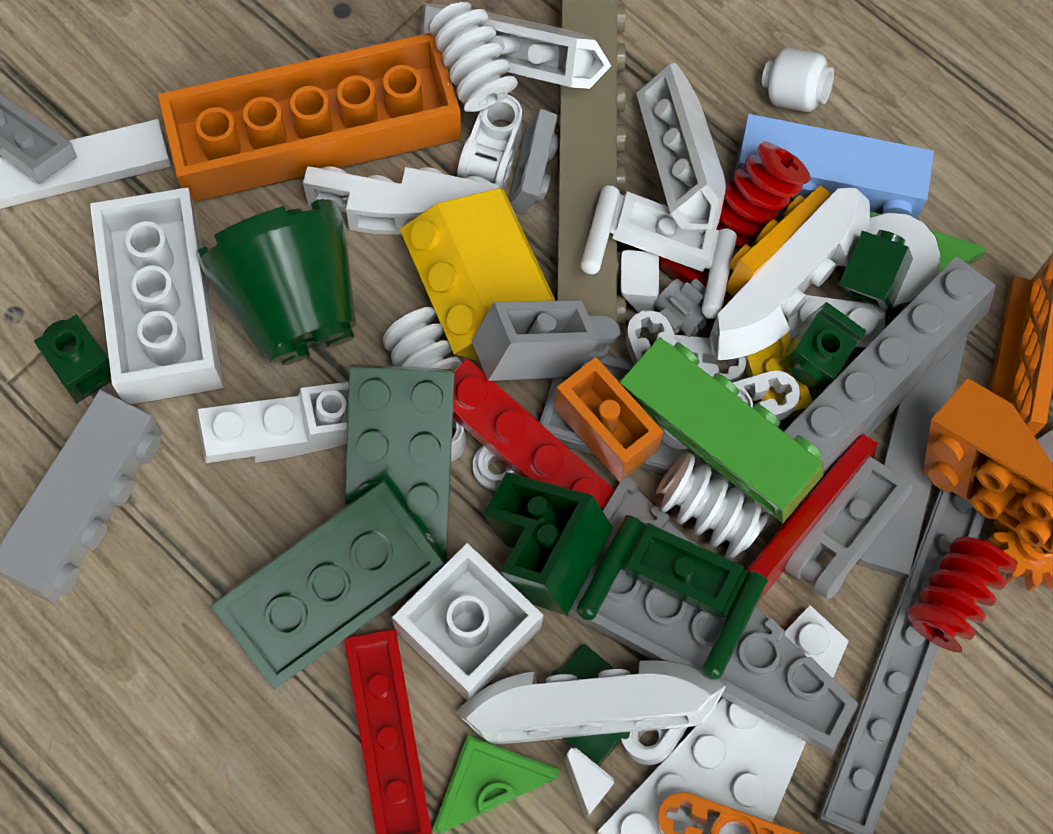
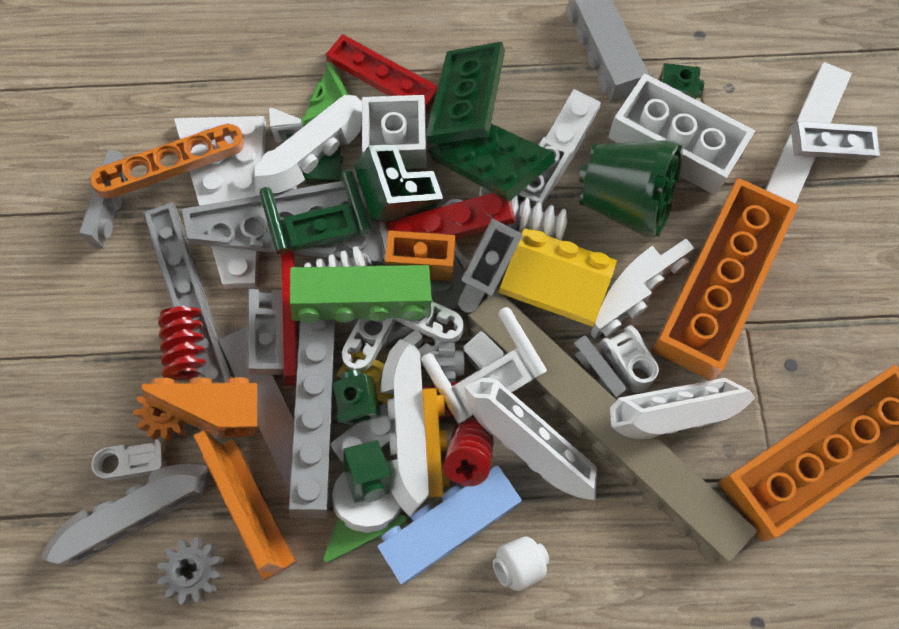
camera: 140 degrees right, 0 degrees up
(470, 56) = (686, 367): white piece -> none

